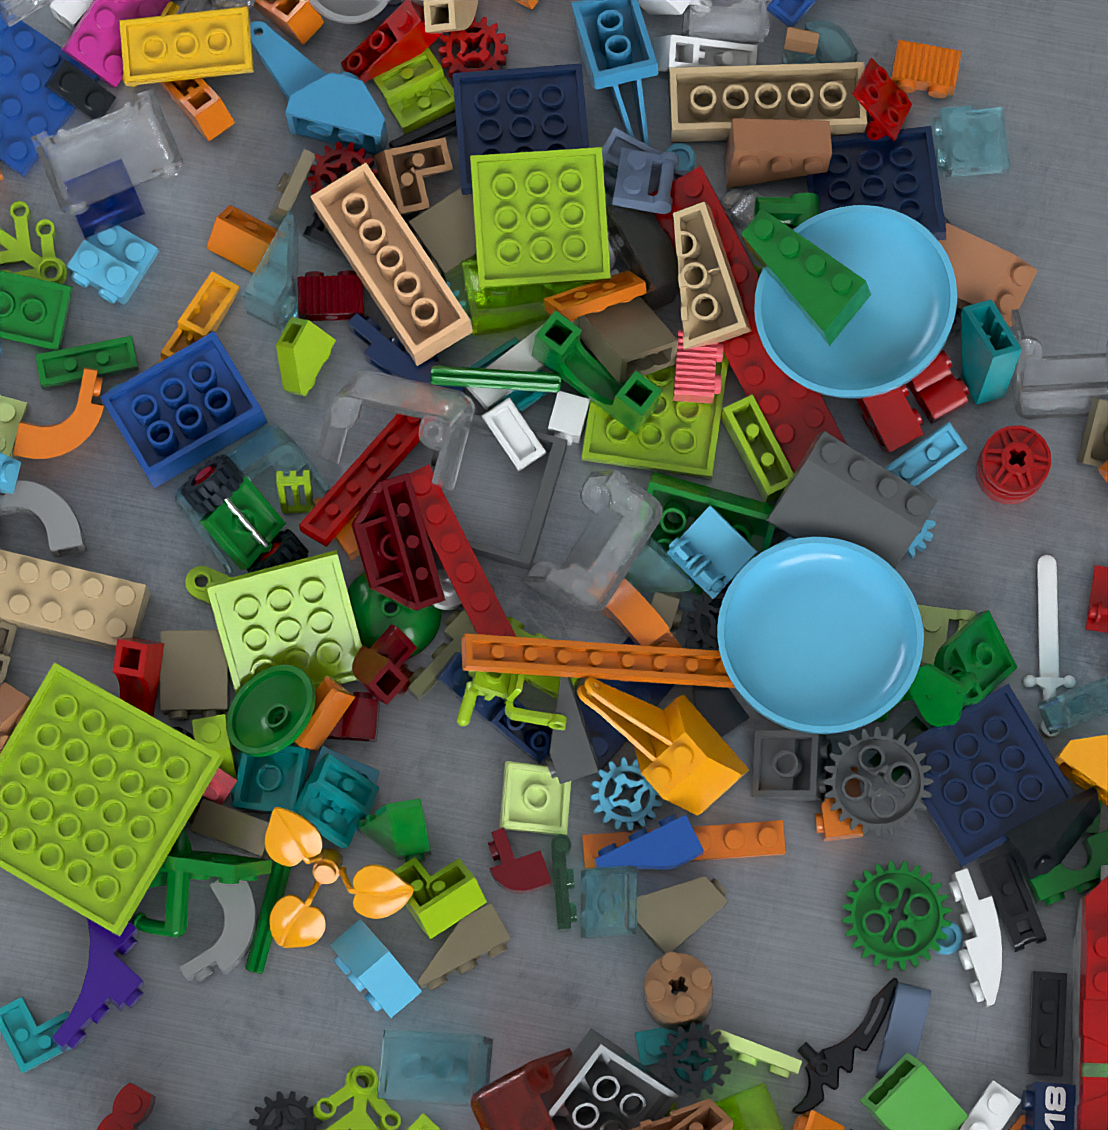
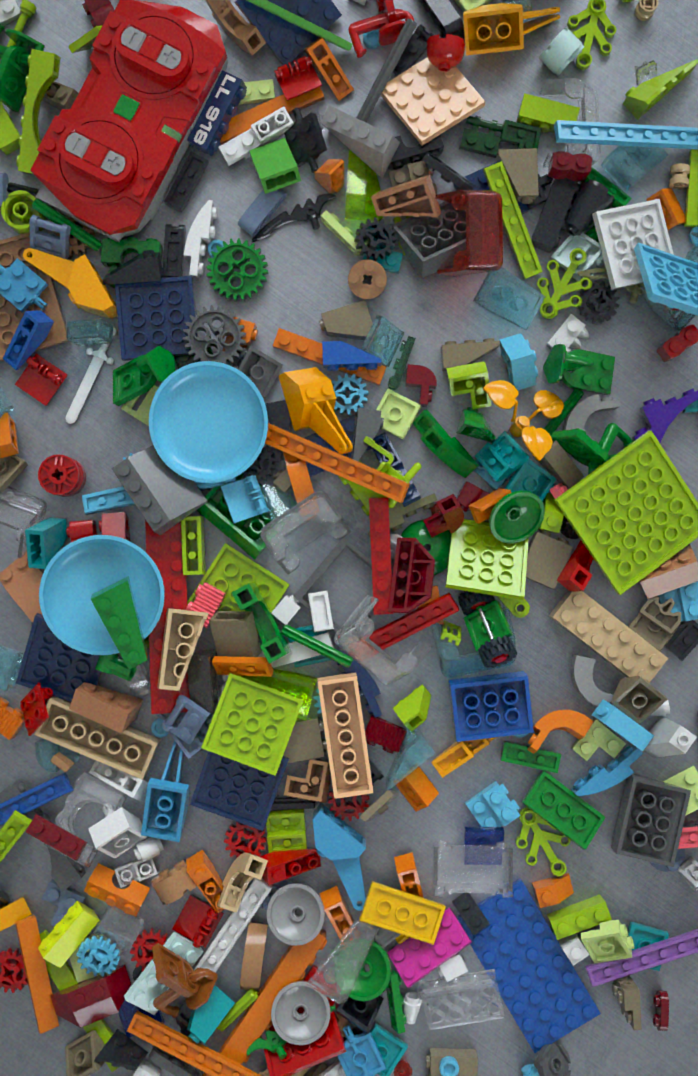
camera: 160 degrees left, 10 degrees up
(255, 1004) = (588, 369): none -> green plate
(312, 1052) = (568, 334): none -> white plate
(429, 775) = (443, 446): none -> green slope

